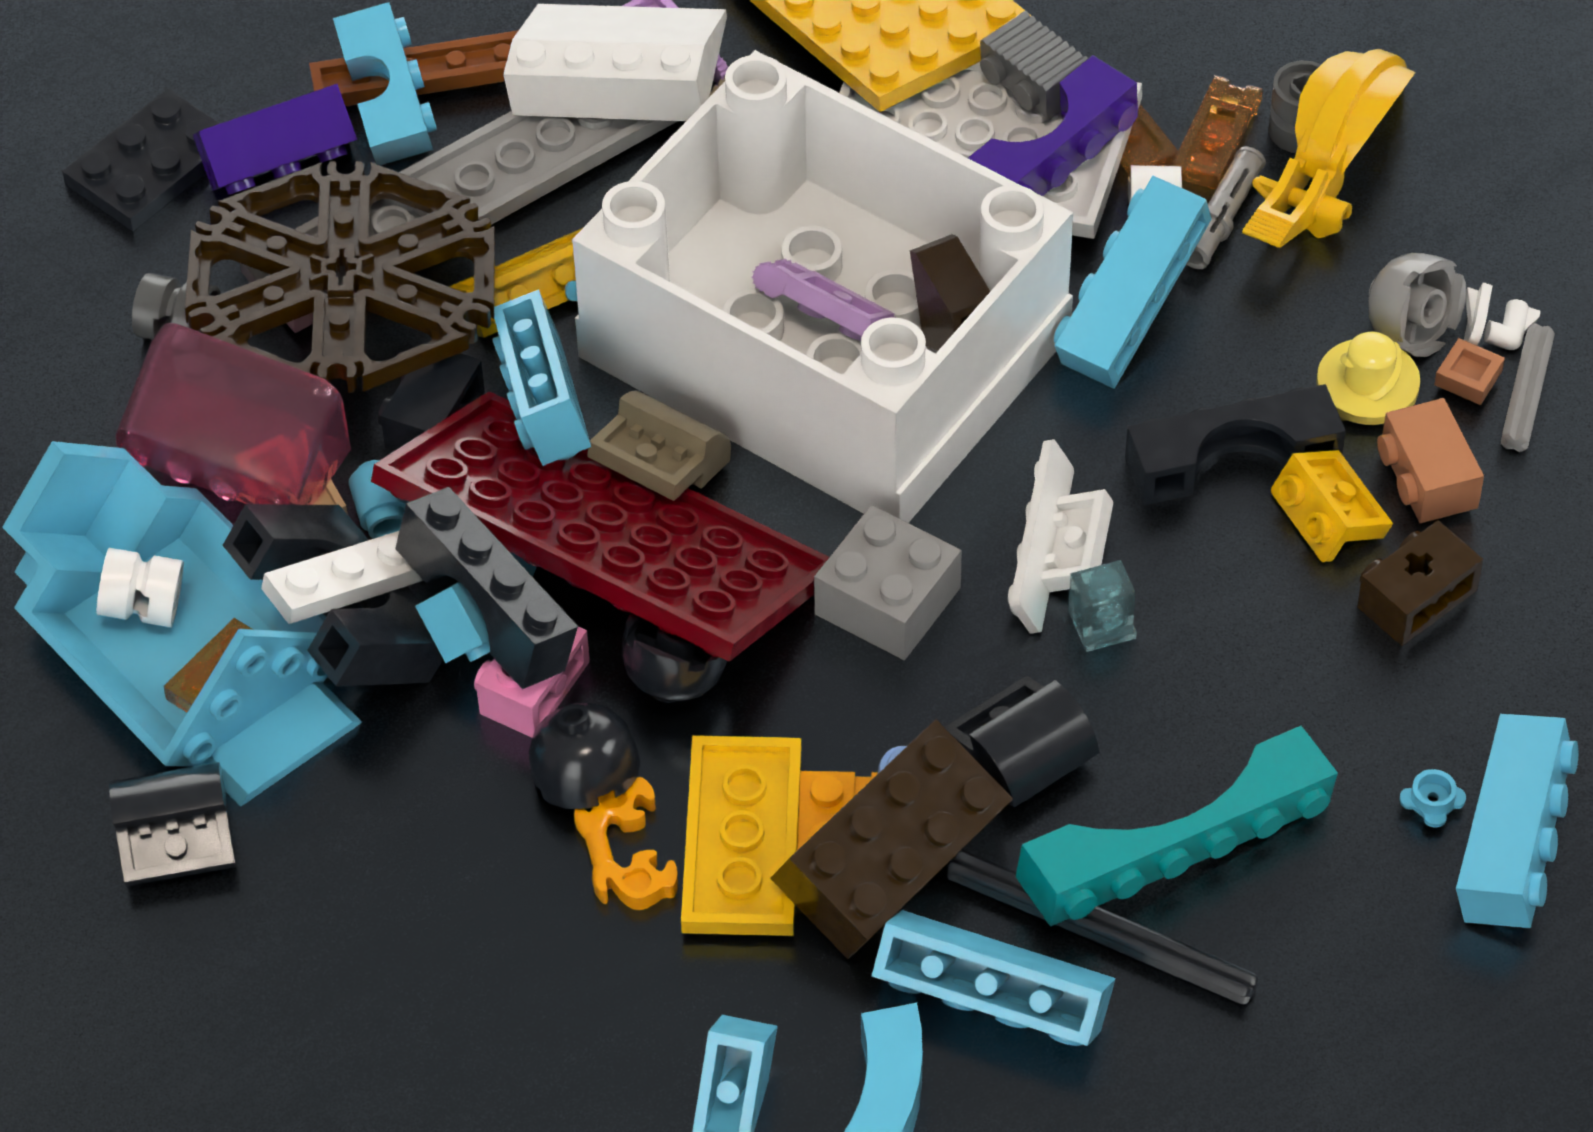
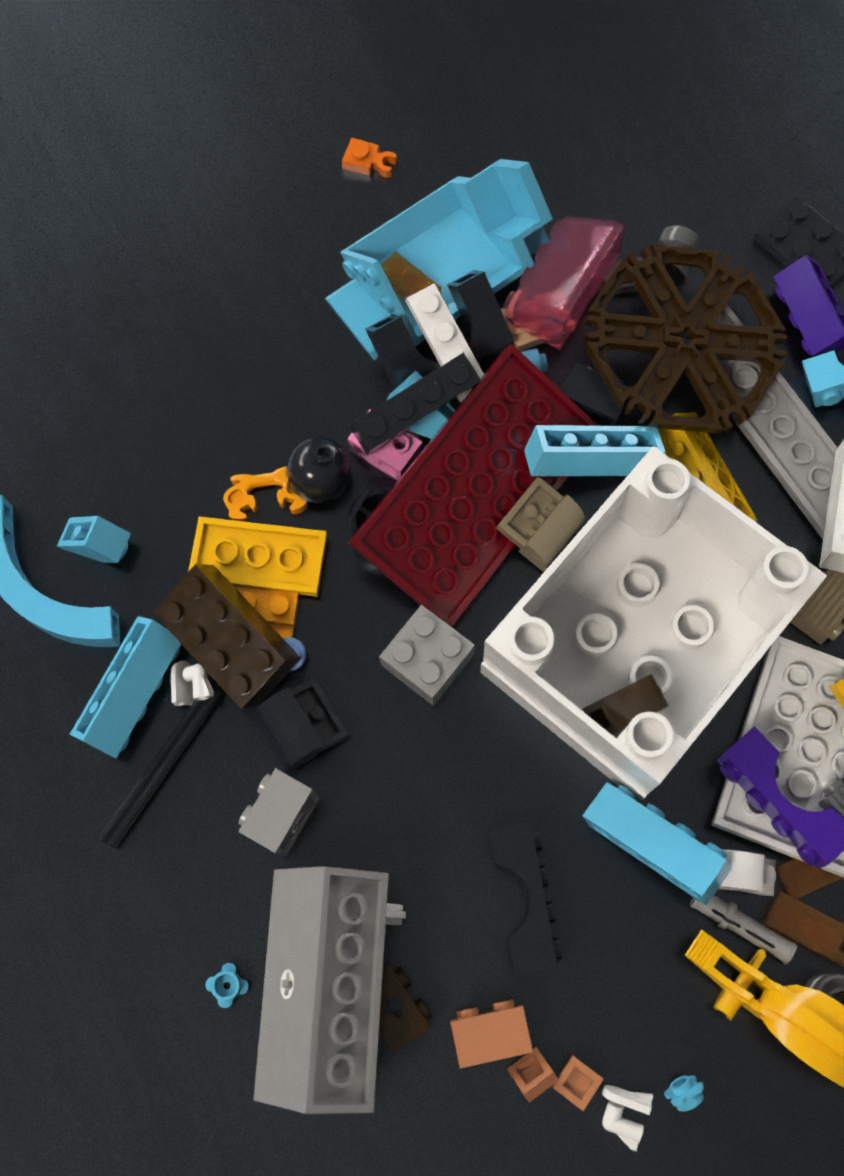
camera: 100 degrees right, 20 degrees up
(139, 587) = (459, 229): white wheel -> none
(172, 824) = (307, 256): brick -> none
(819, 296) = (642, 627): lavender hinge -> none
(957, 877) = (189, 683): none -> white piece
(1059, 536) = (455, 769): white bracket -> none
(1086, 866) = (186, 745): teal arch -> none
(1102, 605) = (394, 789): clear light blue brick -> none
(1169, 731) = (278, 812): none -> light grey brick
(1328, 502) = (468, 958): yellow bracket -> none
(1369, 378) = (576, 1005): light yellow plate -> none
(1414, 626) = (323, 989): none -> light grey piece
(1417, 301) = (637, 1048): light grey cylinder -> none
(1459, 249) = (685, 1092): none -> medium azure plate
(1476, 415) = (532, 1074): none -> nougat plate
(1516, 821) = (187, 1035): medium azure brick -> none
(1527, 387) = (564, 1125): light grey axle -> none

